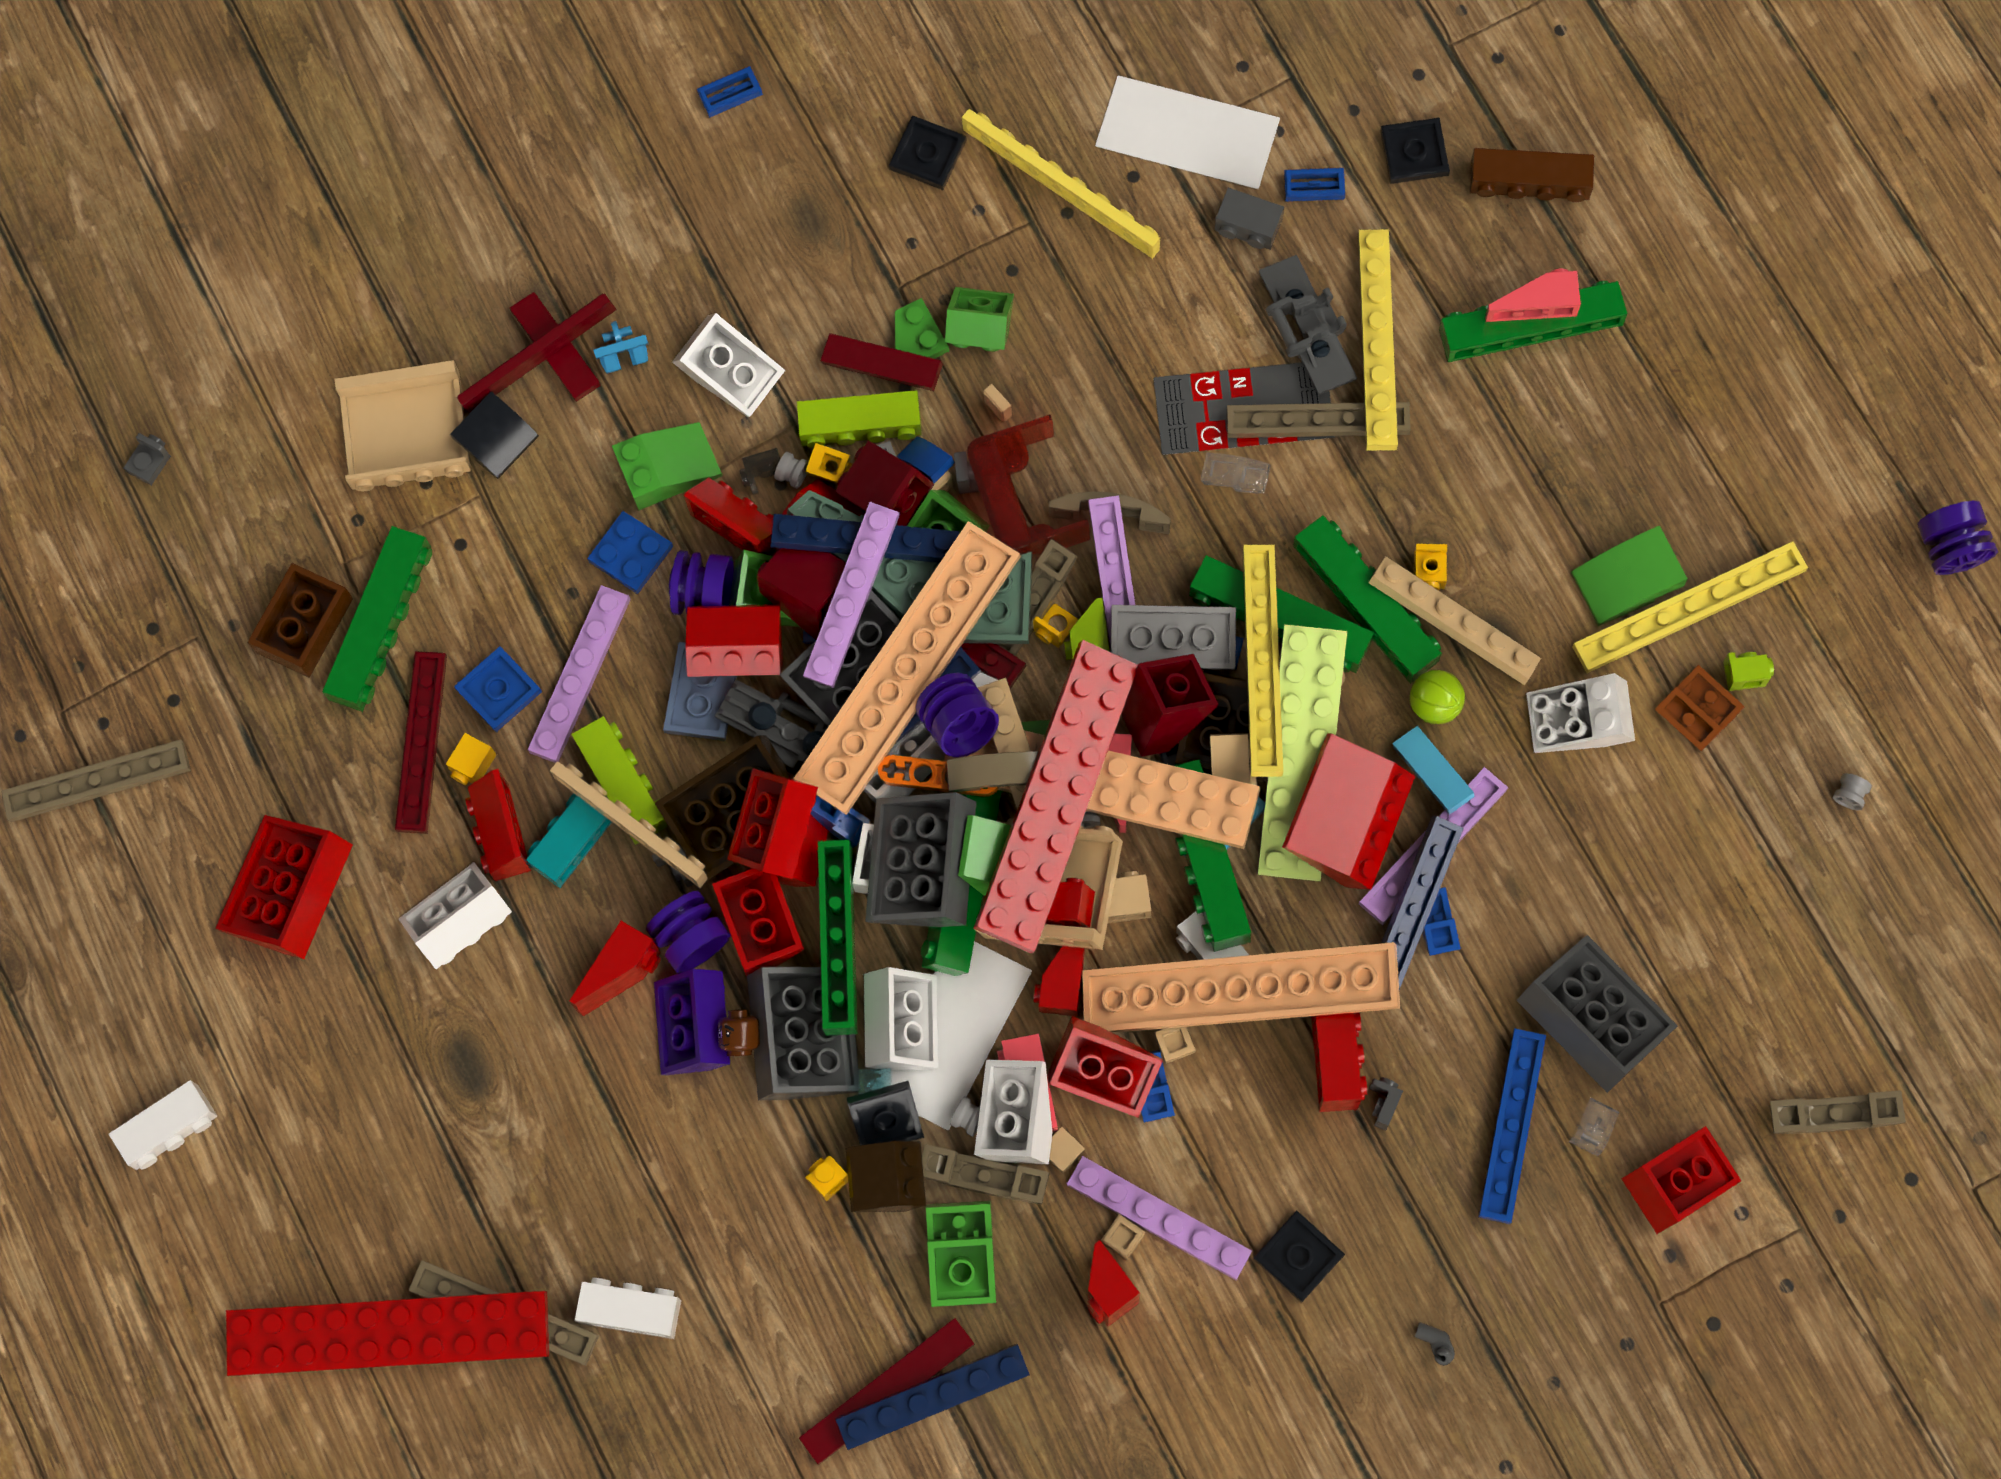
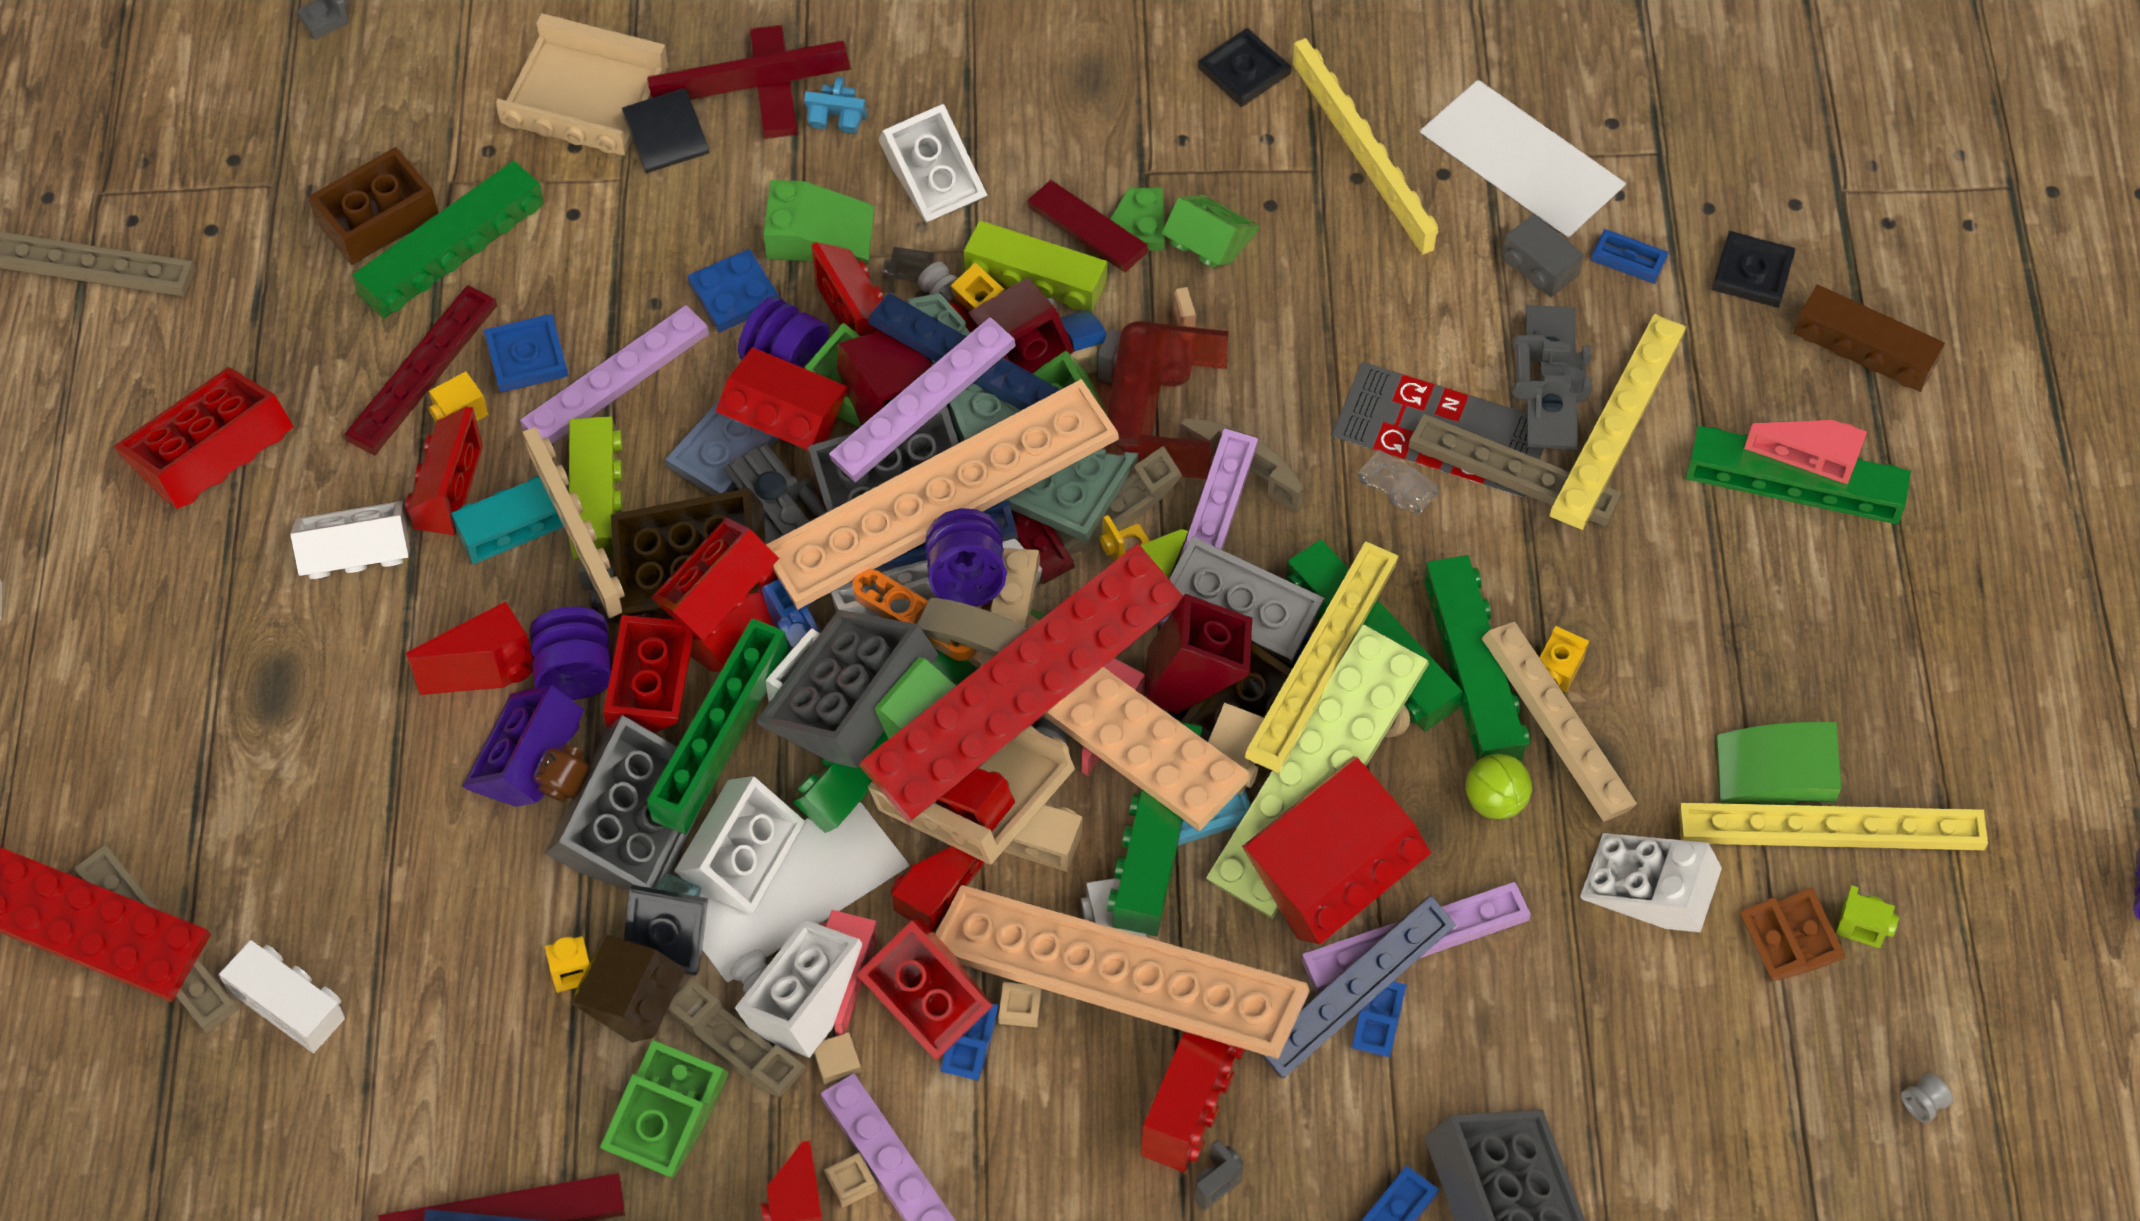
camera: 20 degrees right, 15 degrees down
(1433, 770) = (1456, 860): medium azure tile -> none

